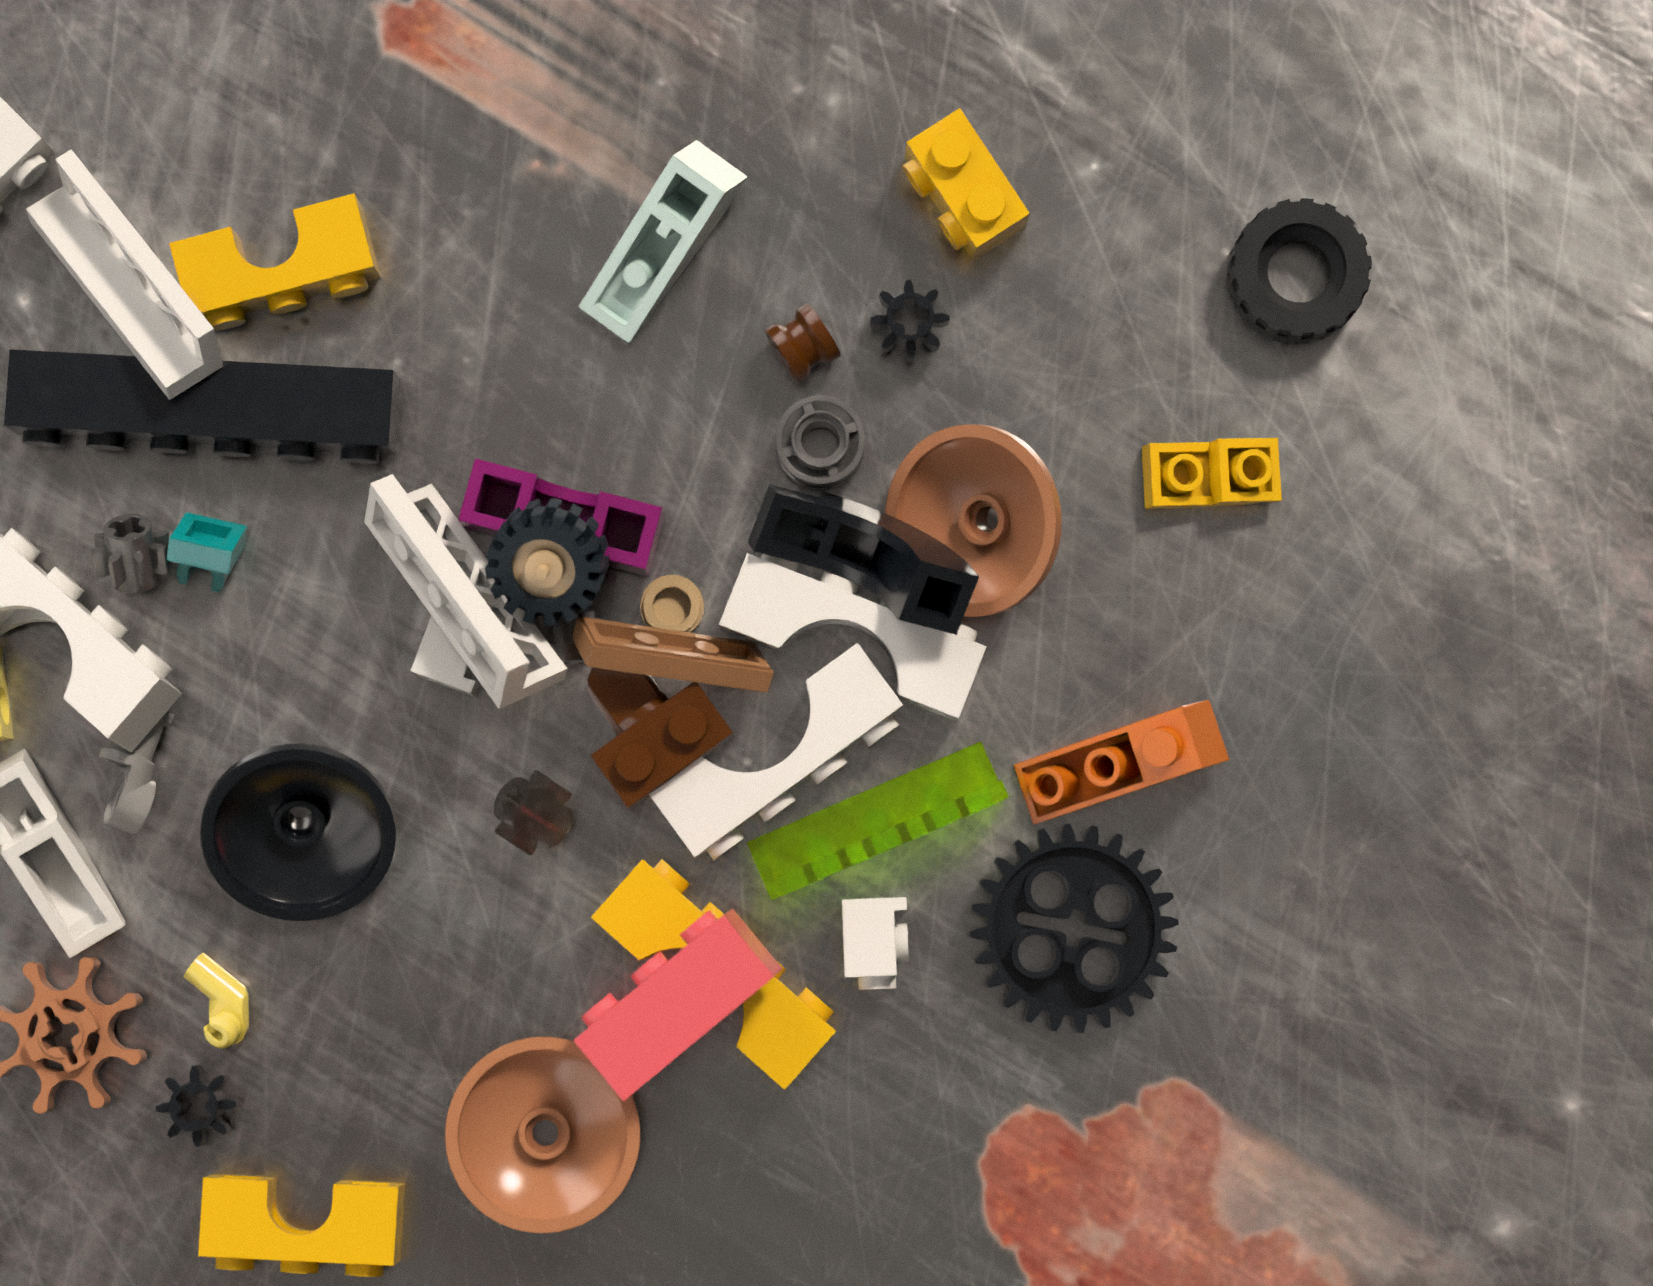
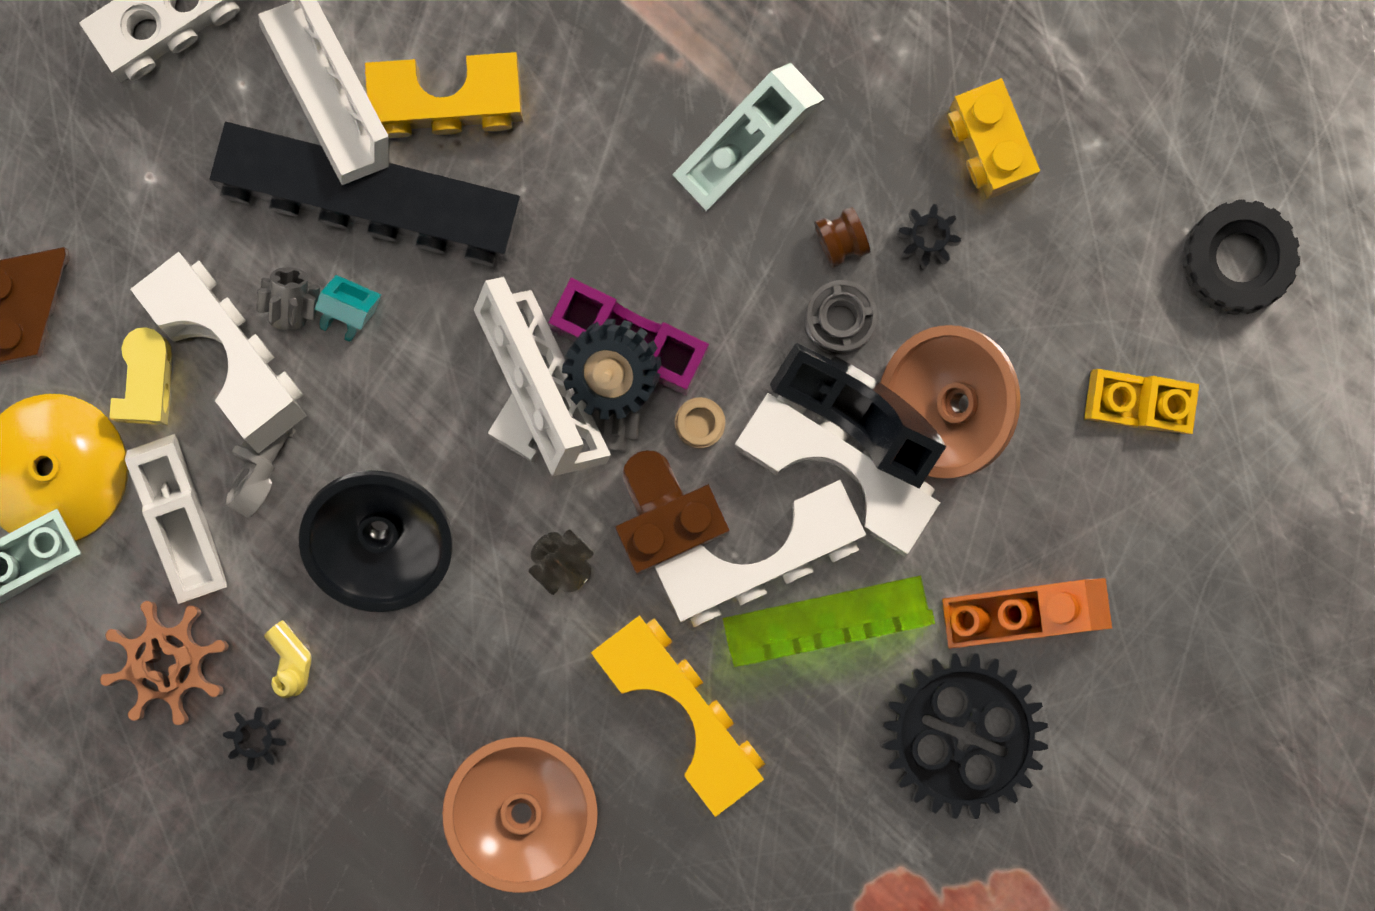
camera: 10 degrees right, 0 degrees up
(244, 1225) = (274, 839): yellow arch -> none
(671, 654) = (693, 460): medium nougat tile -> none
(675, 1001) = (645, 731): coral wedge -> none
(873, 941) = (806, 715): white brick -> none

